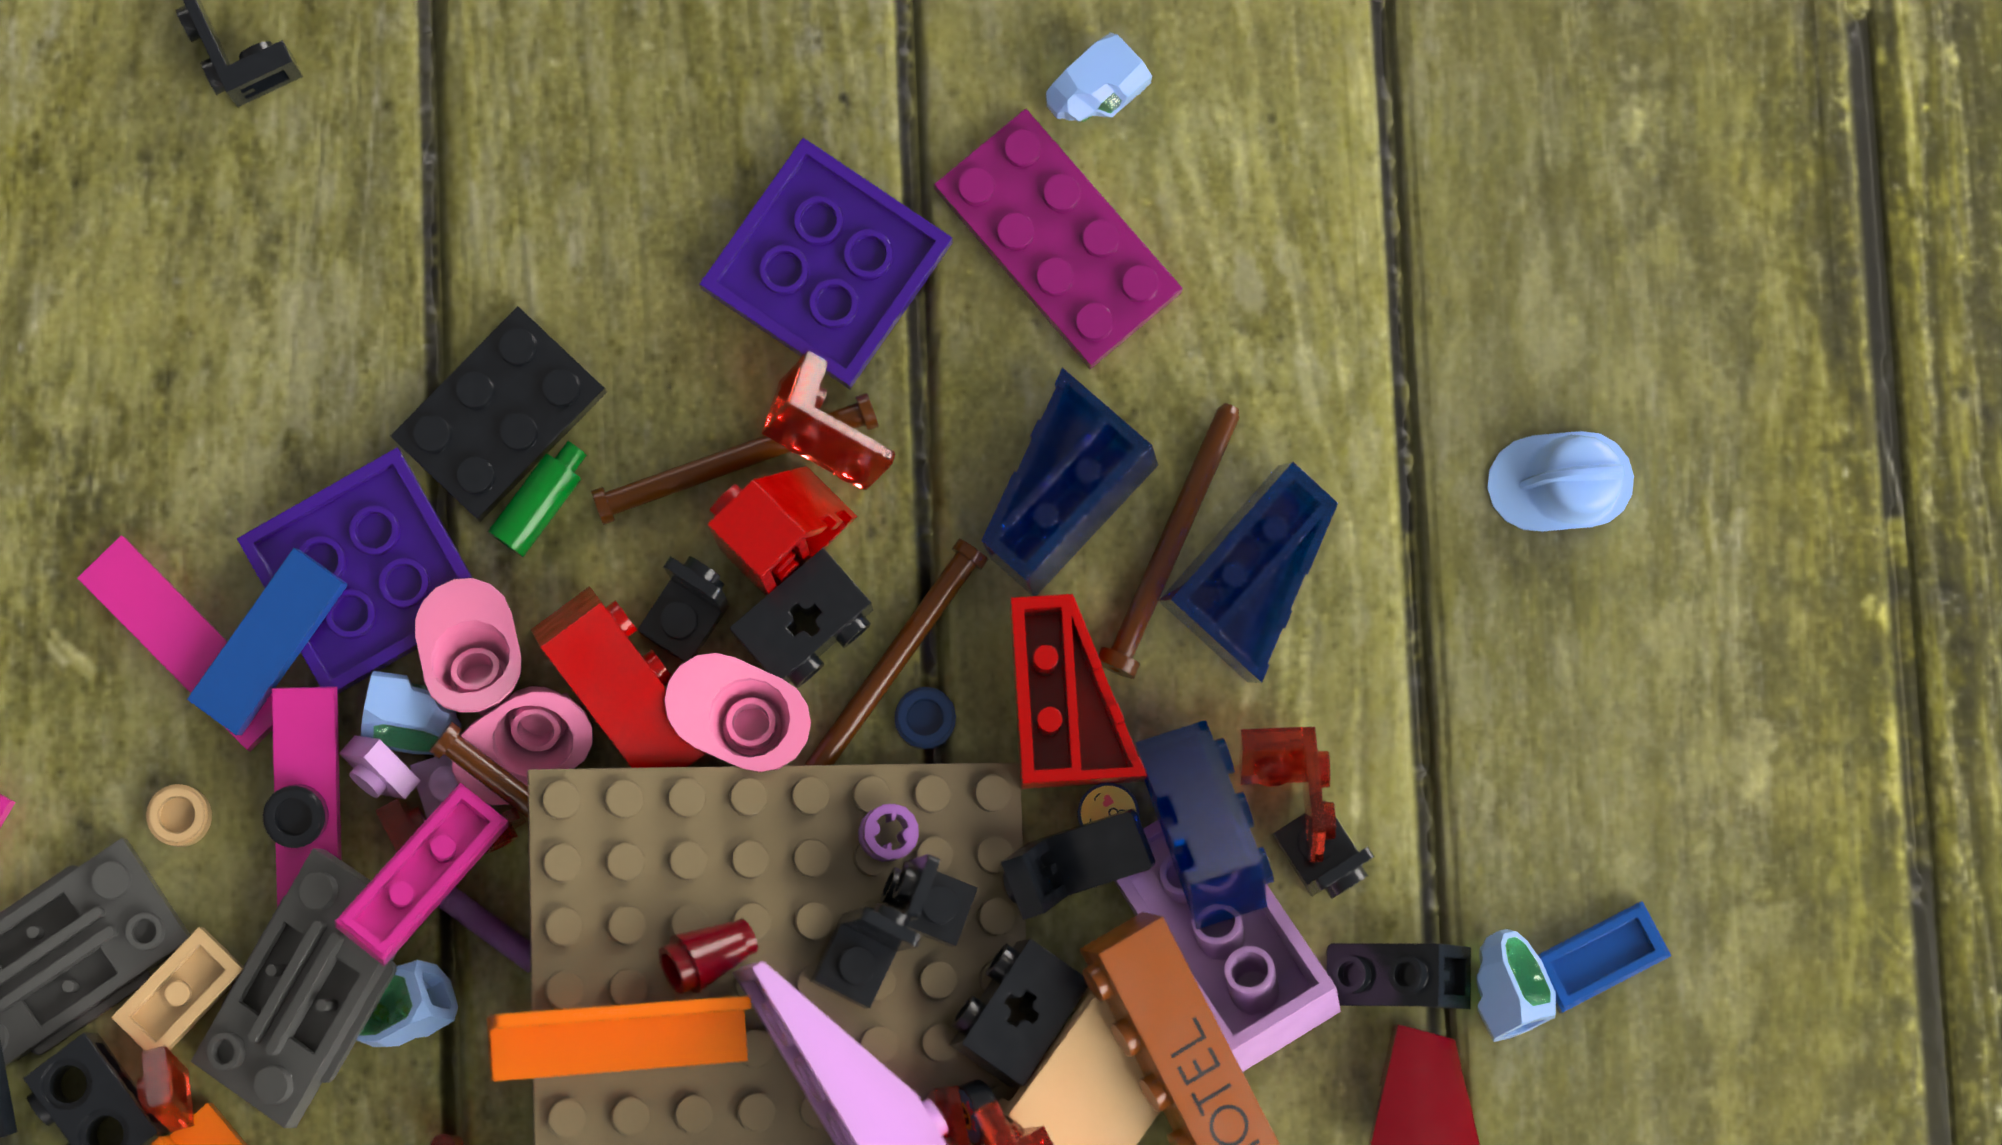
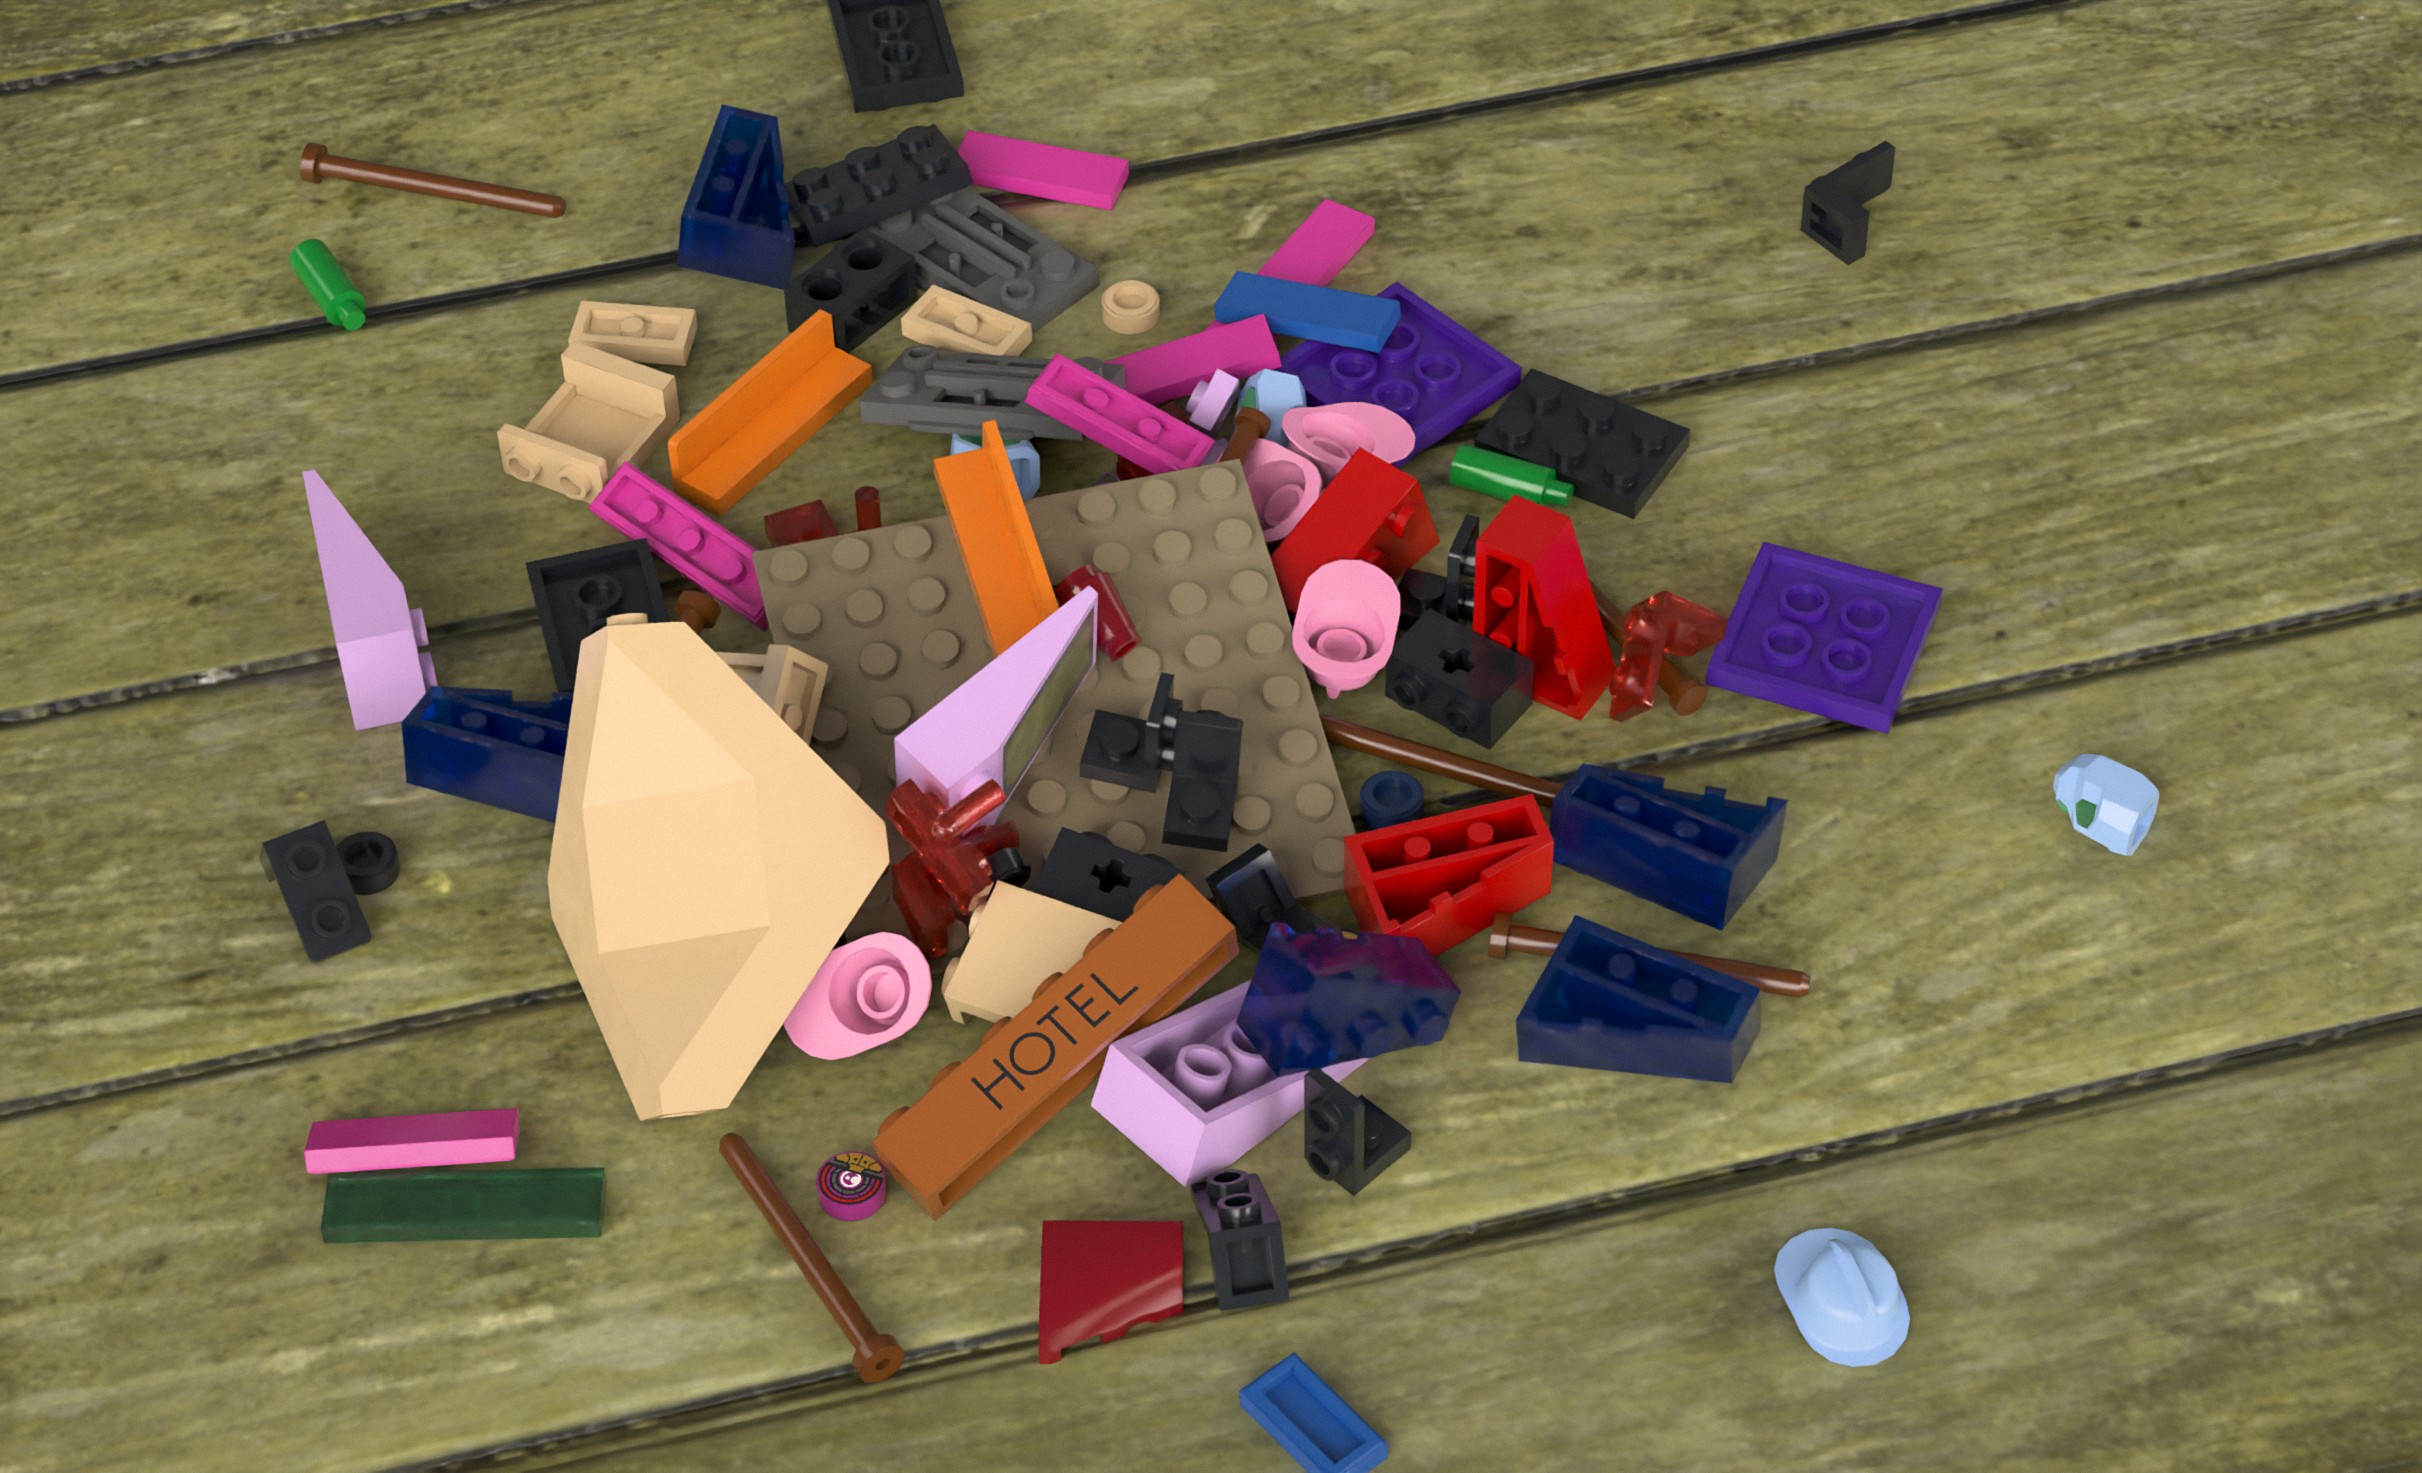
camera: 80 degrees right, 35 degrees down
(166, 1089) = (876, 326): clear red plate -> none
(295, 815) = (1151, 355): black tile -> none
(906, 837) = (1264, 772): medium lavender bush -> none
(1058, 238) = (1927, 815): magenta plate -> none
(1292, 756) = (1429, 1090): clear red bracket -> none
(1512, 986) = (1251, 1328): light blue rock -> none

